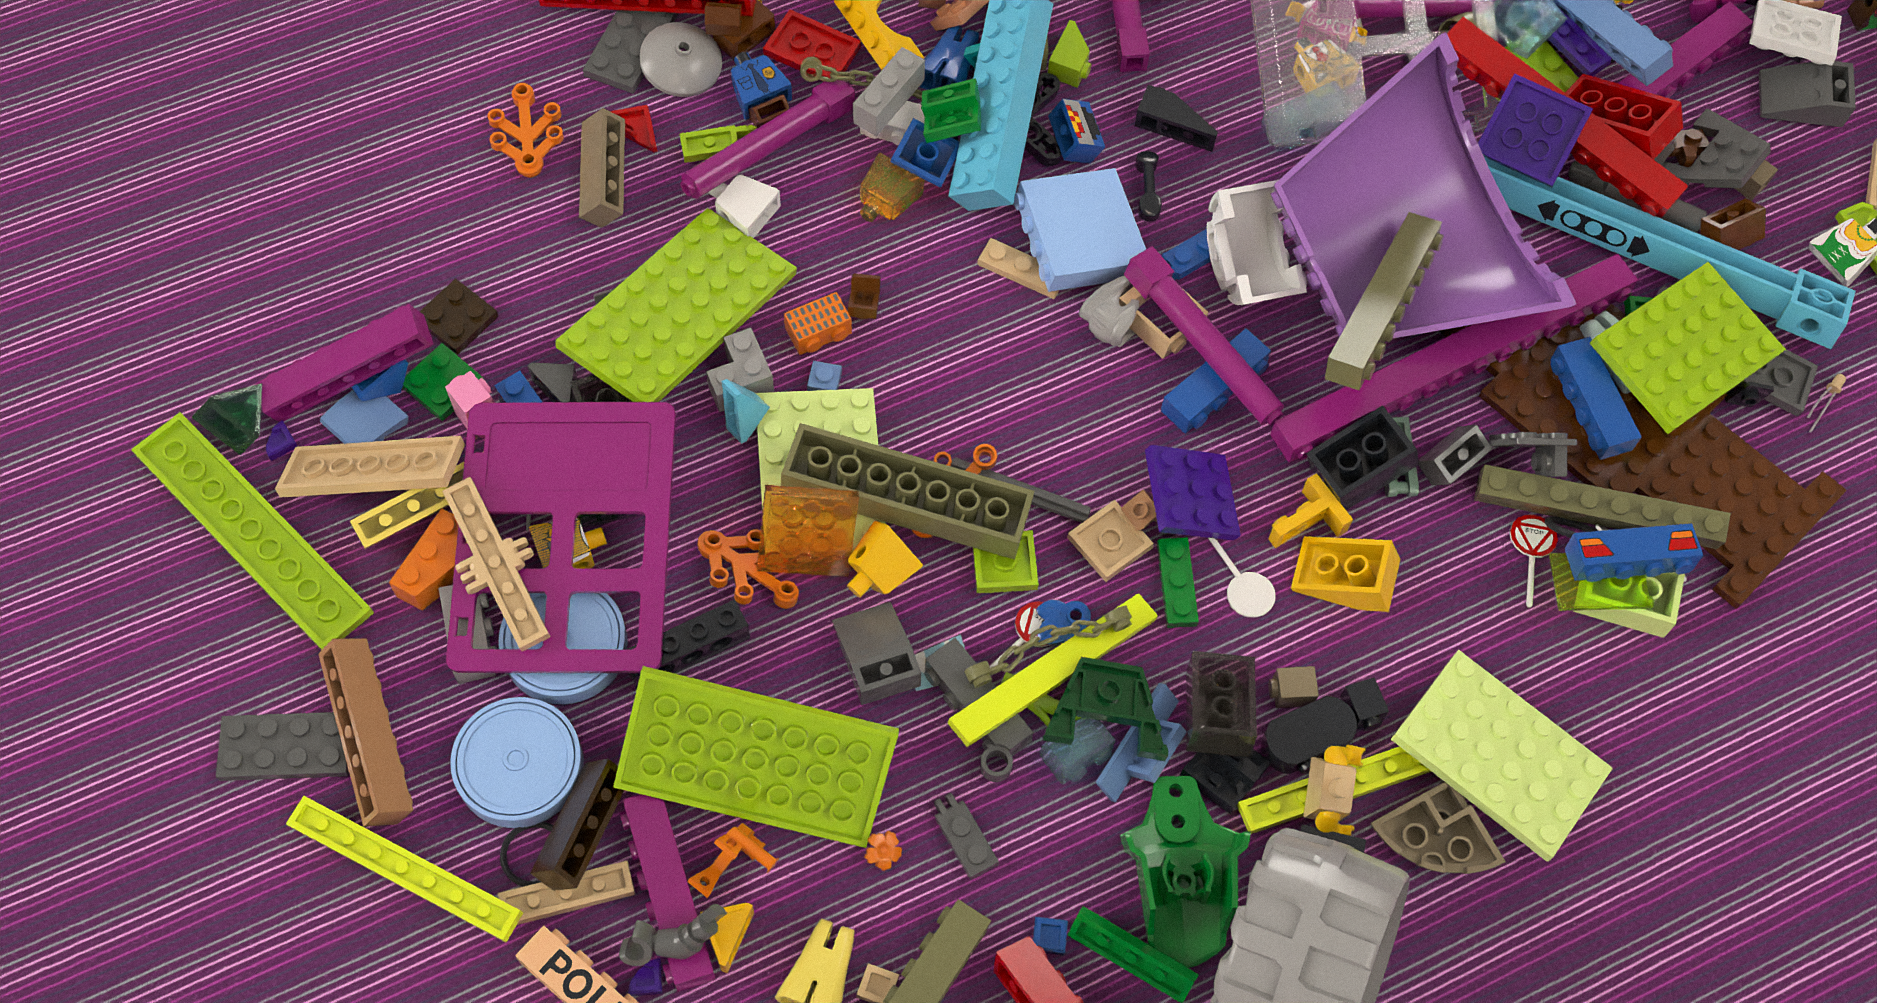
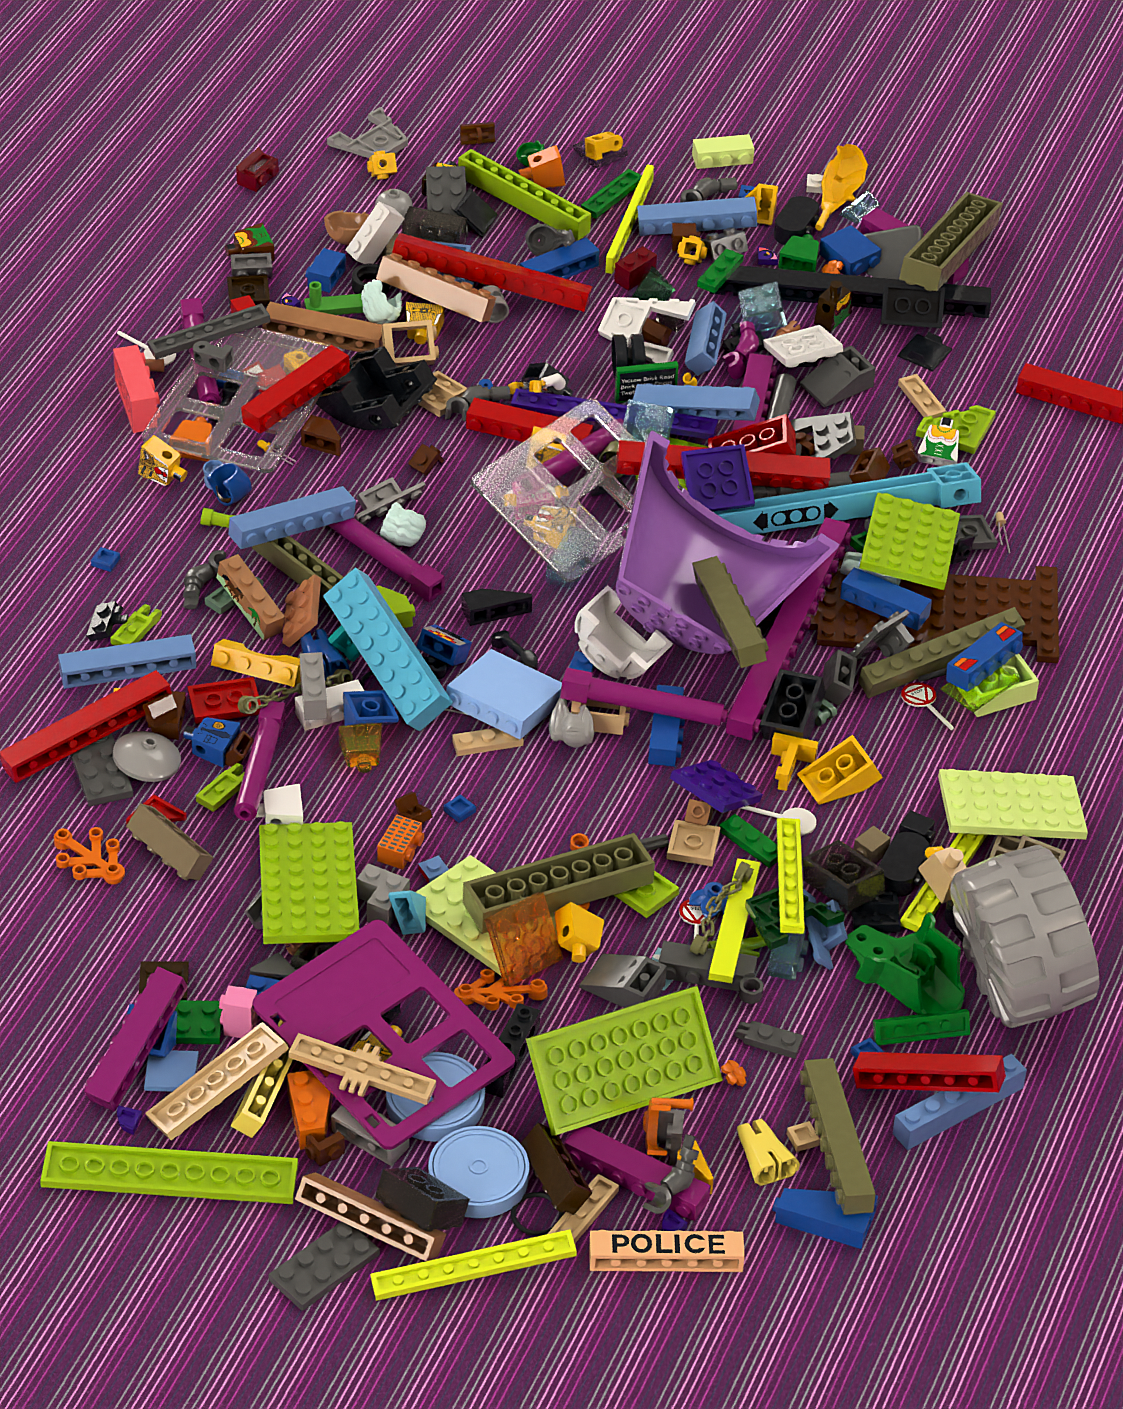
camera: 40 degrees left, 20 degrees down
(233, 416) = (92, 1117): clear green slope -> none
(407, 620) = (325, 1150): none -> reddish brown bracket
(417, 754) = (422, 1198): none -> clear smoke brick
(737, 880) = (670, 1132): none -> flat silver bracket
(918, 326) = (459, 808): none -> blue tile
(951, 110) = (366, 670): green slope -> none
(1158, 663) = (790, 876): none -> neon yellow tile
(1713, 80) = (782, 396): none -> dark grey piece
(1796, 233) = (904, 454): none -> reddish brown bracket

